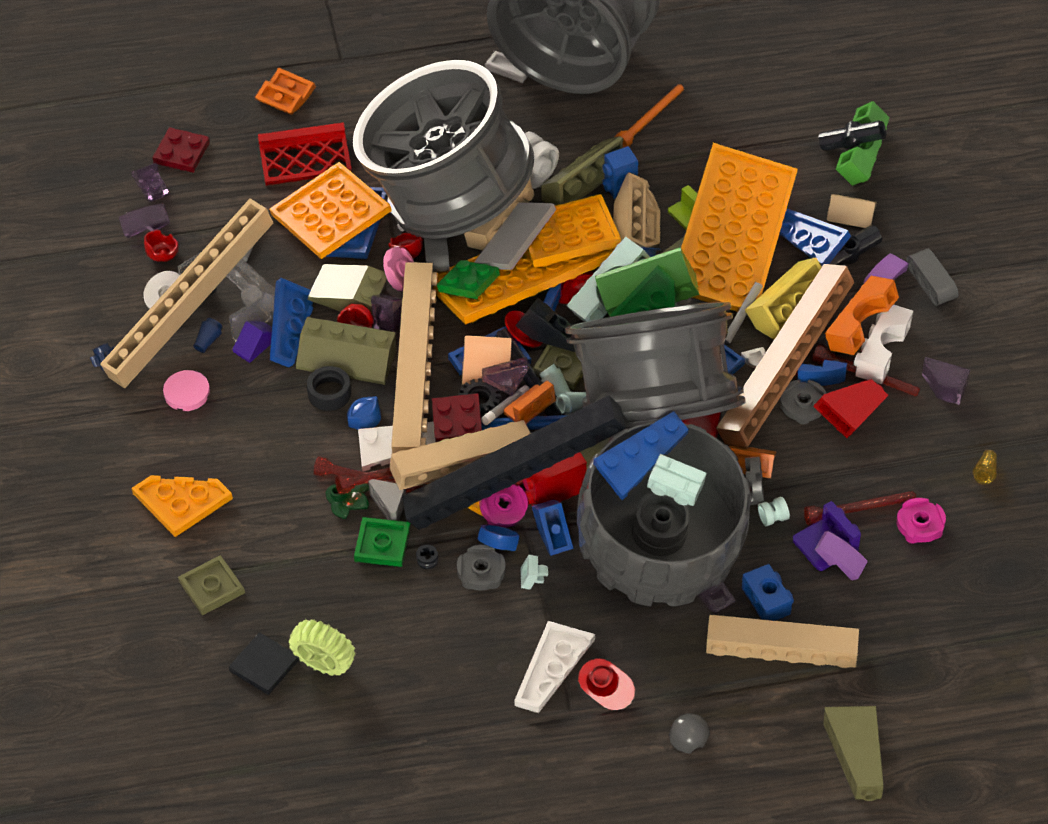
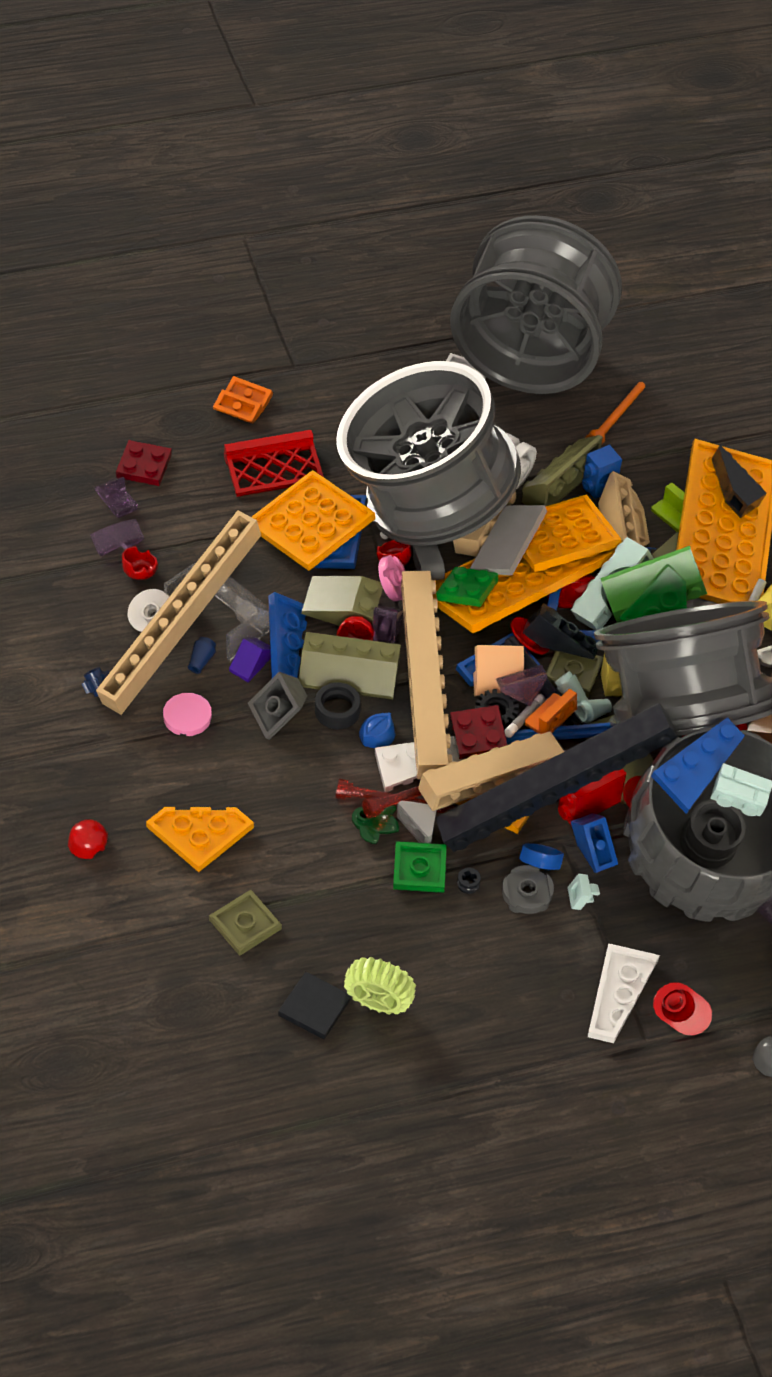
camera: 10 degrees left, 0 degrees up
(76, 501) = (87, 838): none -> red hair
(271, 382) = (277, 703): none -> dark grey slope
(506, 516) = (545, 833): dark pink plate -> none
(748, 192) = (738, 487): none -> black slope

